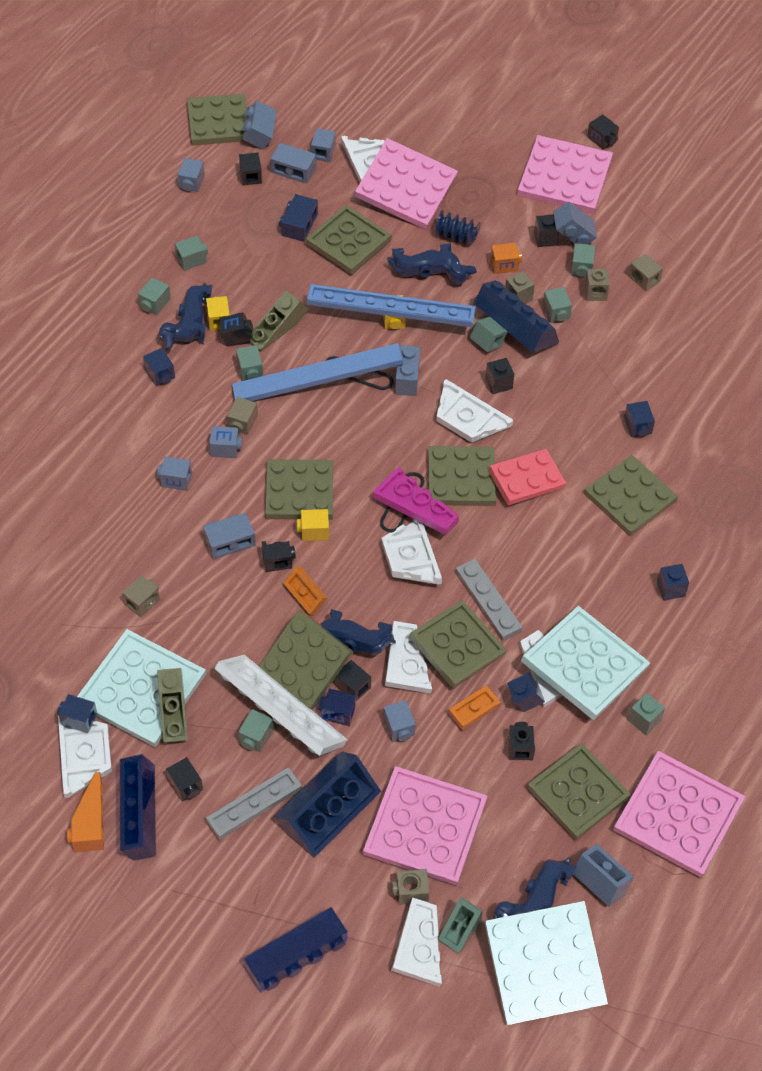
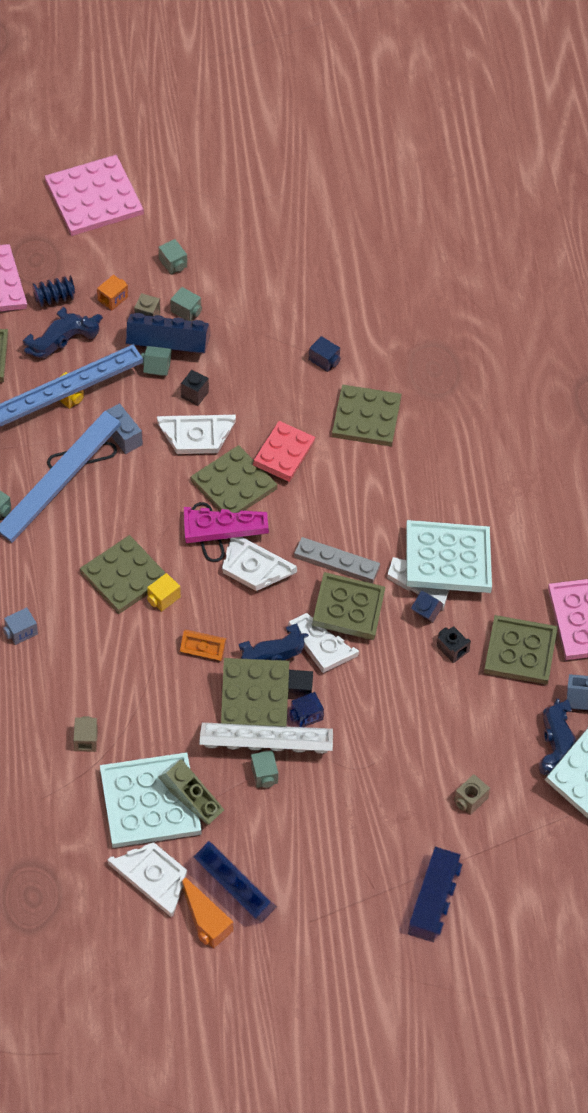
camera: 40 degrees left, 0 degrees up
(77, 713) = (128, 849): dark blue brick -> none
(184, 779) = (247, 839): black brick -> none
(225, 442) = (35, 576): sand blue brick -> none
(229, 535) = (107, 644): sand blue brick -> none
(242, 415) = (29, 547): dark tan brick -> none
(253, 803) = (311, 820): light grey plate -> none
(278, 556) = (157, 634): black brick -> none
(328, 803) = (362, 781): dark blue slope -> none
(399, 721) = (358, 689): sand blue brick -> none
(418, 945) = (510, 830): white wing -> none
(425, 825) = (441, 747): bright pink plate -> none
(461, 925) = (527, 794): sand green slope -> none
(474, 707) = (399, 643): orange plate -> none
(546, 231) = (125, 250): black brick -> none
(575, 224) = (146, 231): sand blue brick -> none
(597, 285) = (202, 269): dark tan brick -> none
(603, 132) = (94, 142): black brick -> none
(645, 272) = (227, 236): dark tan brick -> none
(646, 714) = (519, 564): sand green brick -> none
(673, 582) = (454, 458): dark blue brick -> none

